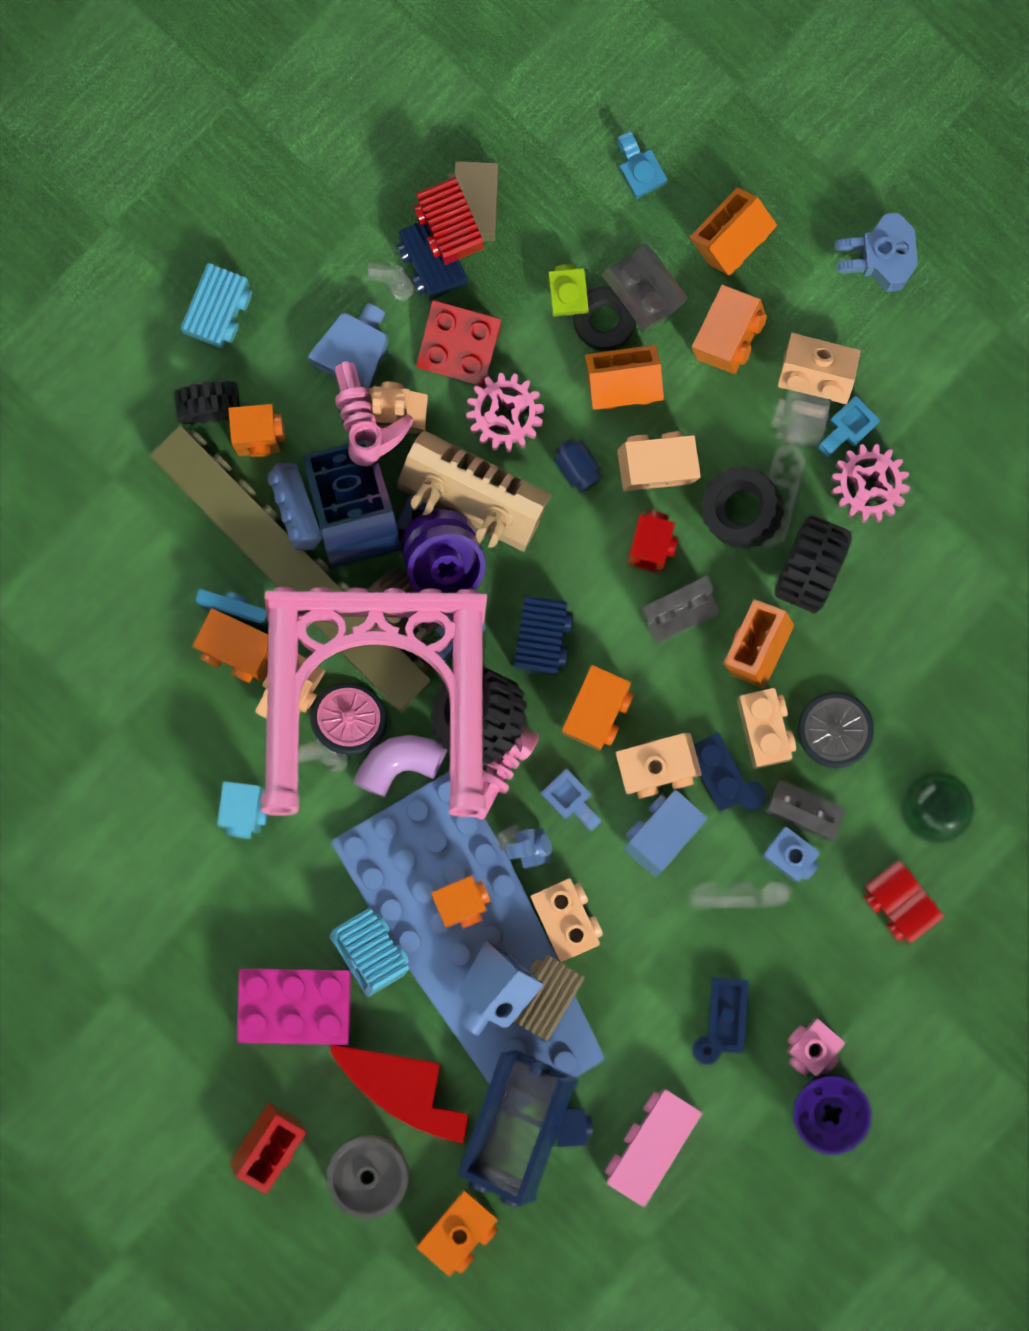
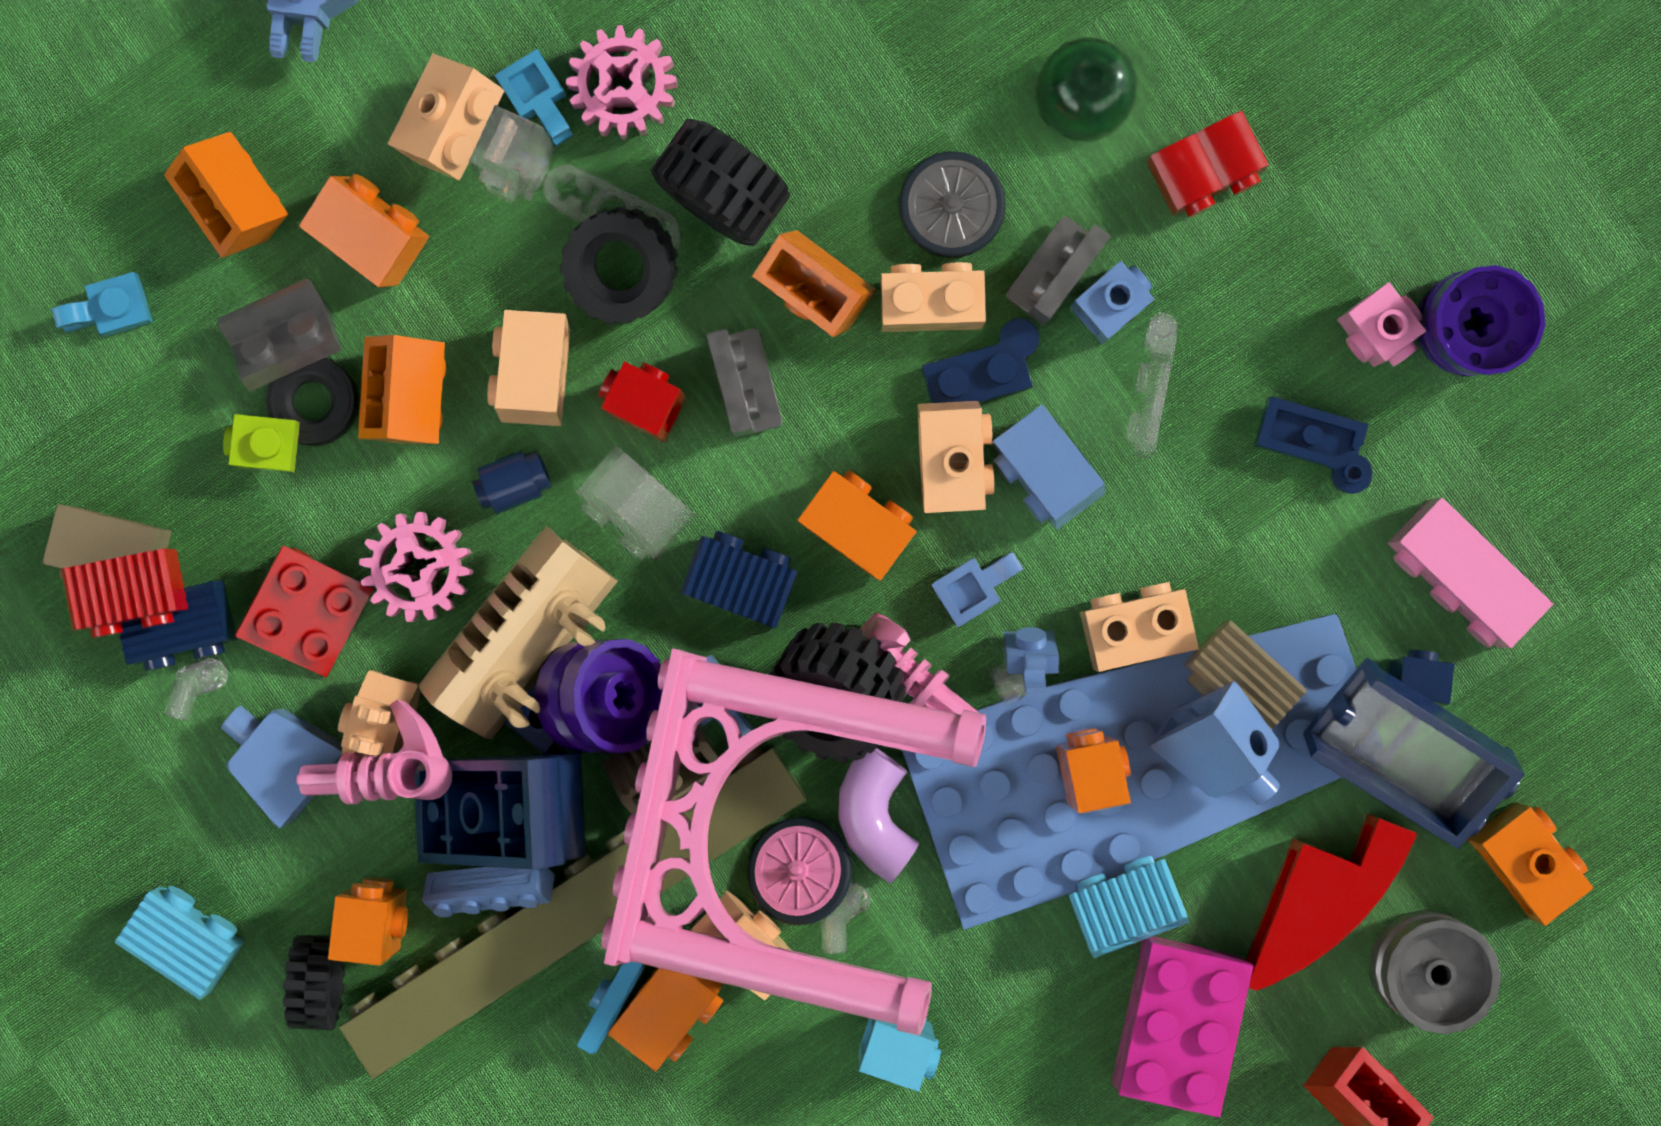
camera: 80 degrees left, 5 degrees up
(579, 553) = (635, 504): none -> clear brick

